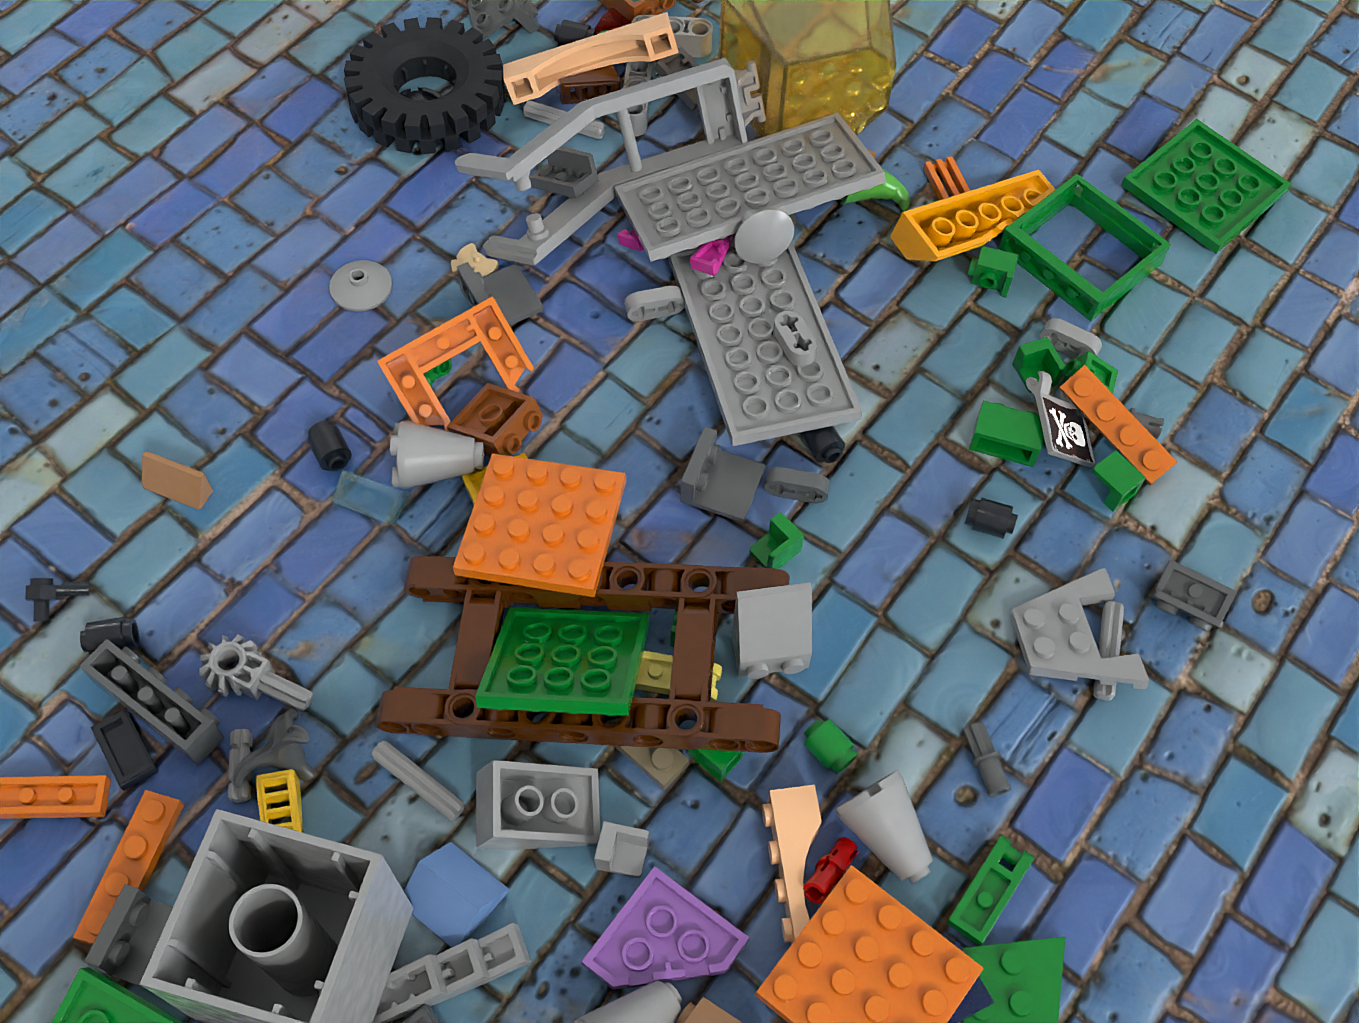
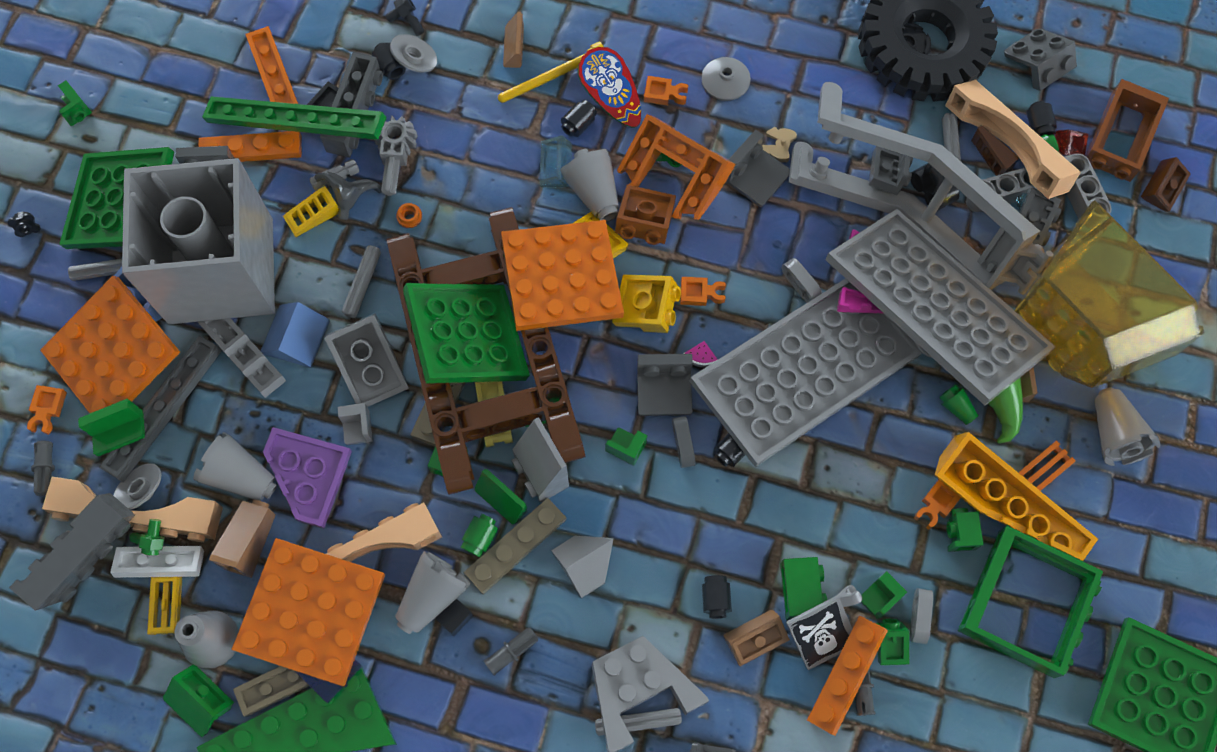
camera: 70 degrees right, 10 degrees up
(119, 601) = (413, 53): none -> light grey dish
(130, 781) = (295, 117): none -> green plate
(249, 398) = (543, 78): none -> yellow piece
(305, 394) = (610, 85): none -> shield
(343, 350) = (660, 90): none -> orange plate
(349, 680) = (407, 209): none -> orange plate
(603, 142) = (928, 180): none -> black piece
(612, 449) = (648, 302): none -> yellow plate
(619, 406) = (697, 291): none -> orange plate
(692, 431) = (702, 355): none -> dark pink tile
(763, 235) = (890, 332): light grey dish -> none
(789, 340) = (800, 386): light grey beam -> none
(796, 700) = (500, 497): none -> green slope
(830, 870) = (384, 563): red pin -> none
(854, 223) = (959, 404): none -> green cone
(855, 712) = (515, 546): none -> dark tan plate
(901, 639) = (585, 561): none -> light grey slope
(929, 809) = (454, 617): none -> black slope
(934, 105) = (1122, 429): none -> light grey cone
(955, 279) = (939, 501): none -> orange plate
(989, 892) = (411, 681): green plate -> none
(1044, 499) = (756, 637): none -> medium nougat slope
(1120, 478) = (794, 687): green panel -> none

